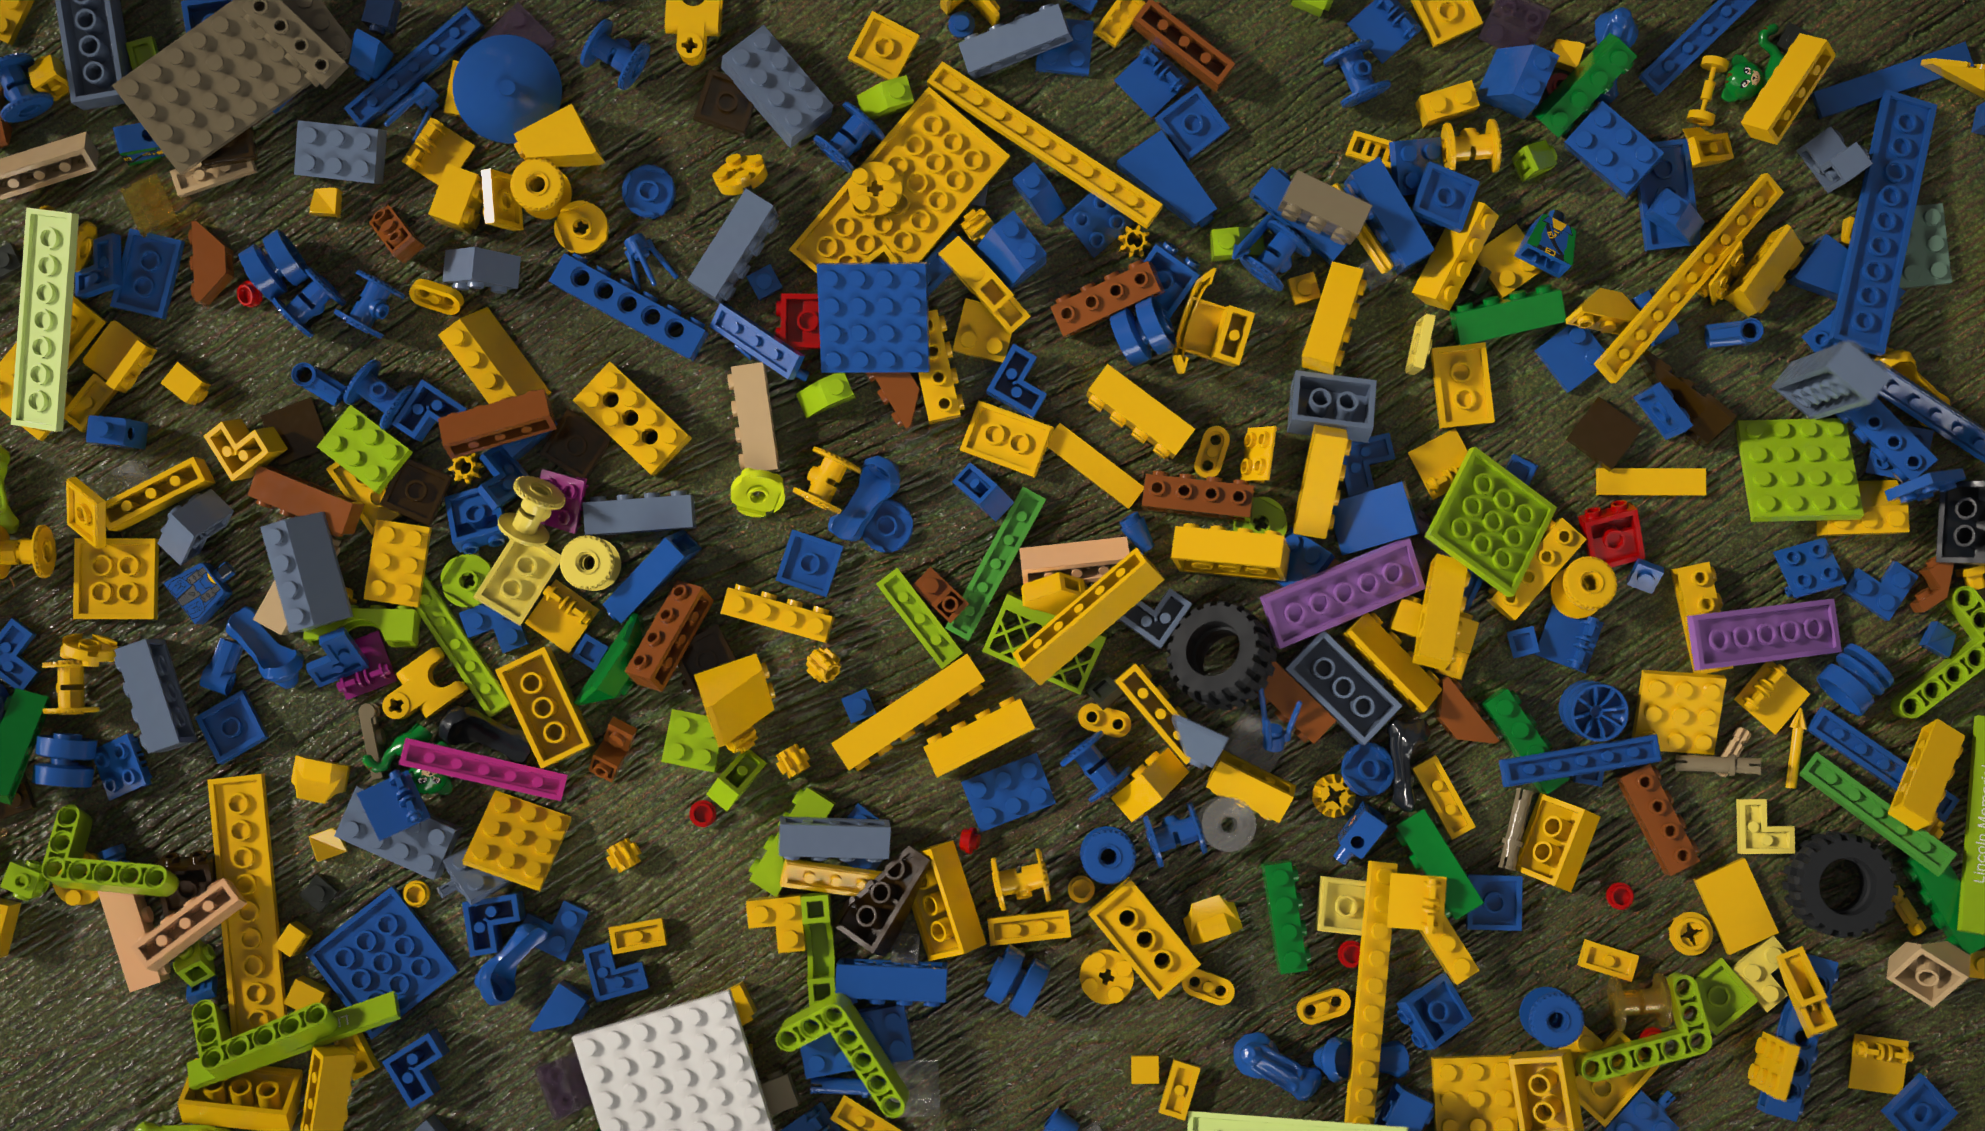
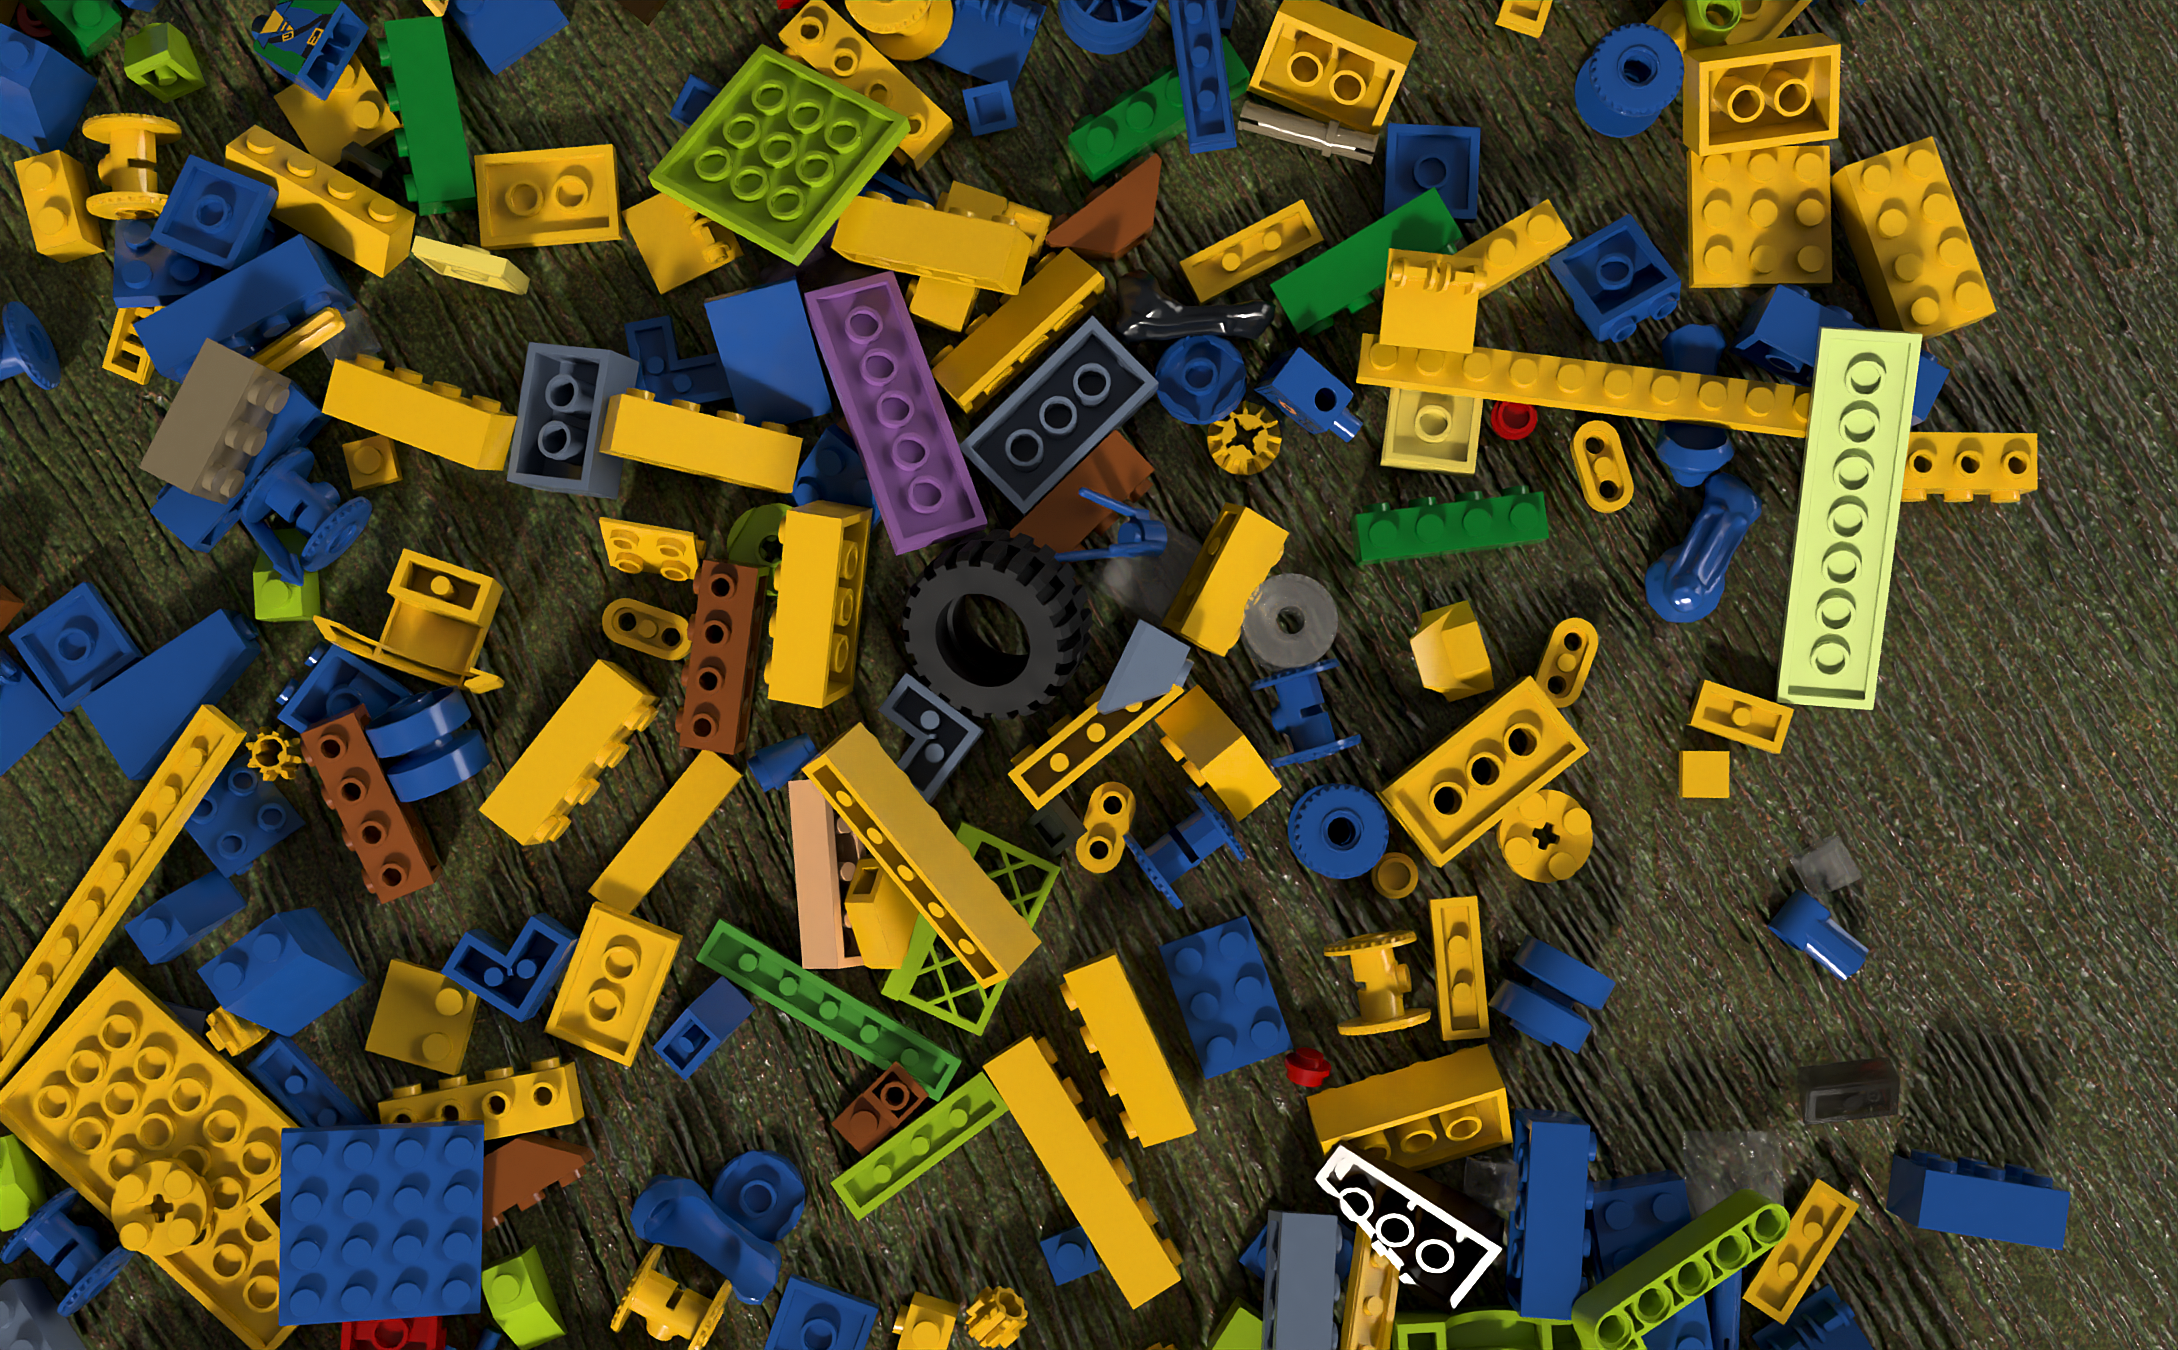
camera: 90 degrees left, 0 degrees up
(984, 284) = (338, 1018): yellow slope -> none

